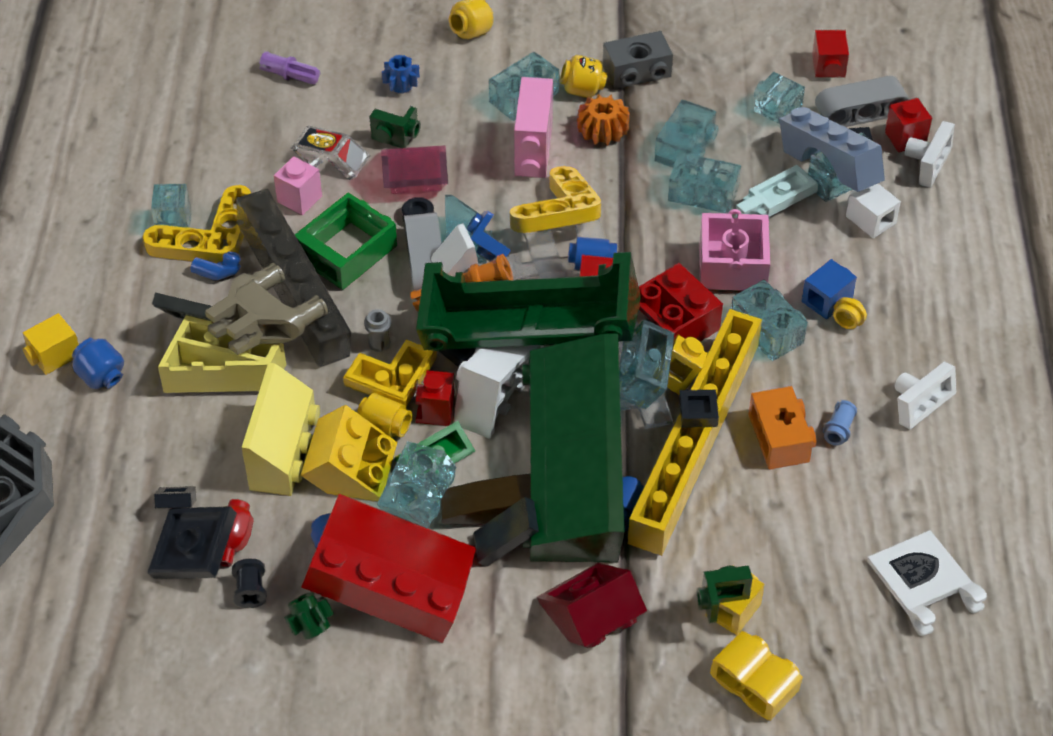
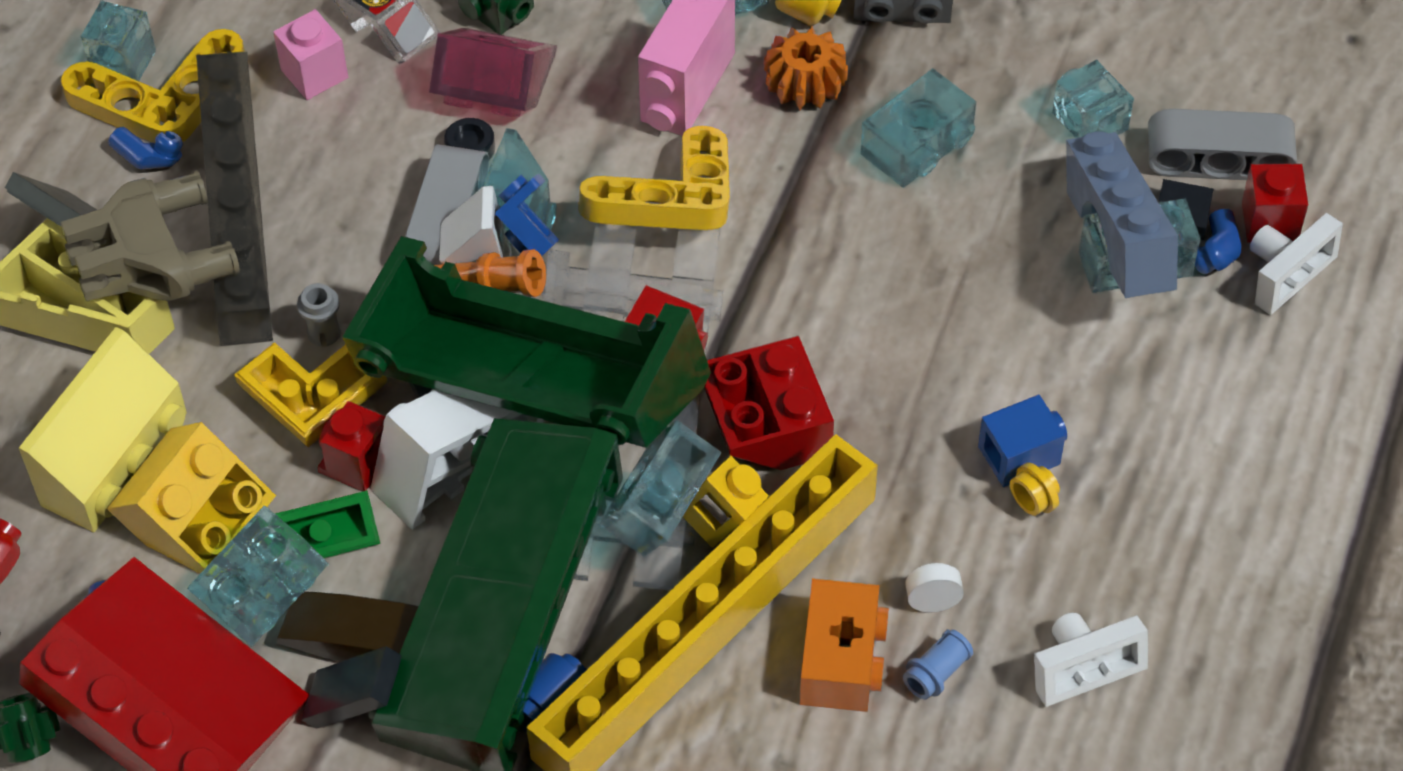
camera: 20 degrees right, 5 degrees up
(328, 262) = (325, 128): green window -> none
(386, 414) = (270, 450): yellow brick -> none
(591, 247) = (674, 279): blue brick -> none
(698, 408) = (708, 583): black tile -> none
(704, 183) = (911, 213): clear light blue brick -> none
(733, 250) = (898, 339): bright pink brick -> none
(778, 192) = (1013, 262): light aqua hinge -> none
(781, 325) = (907, 464): clear light blue brick -> none
(818, 381) = (934, 587): none -> white tile
(830, 53) = (1208, 50): red brick -> none
(873, 209) = (1154, 330): white brick -> none
(889, 154) = (1223, 246): none -> blue arm

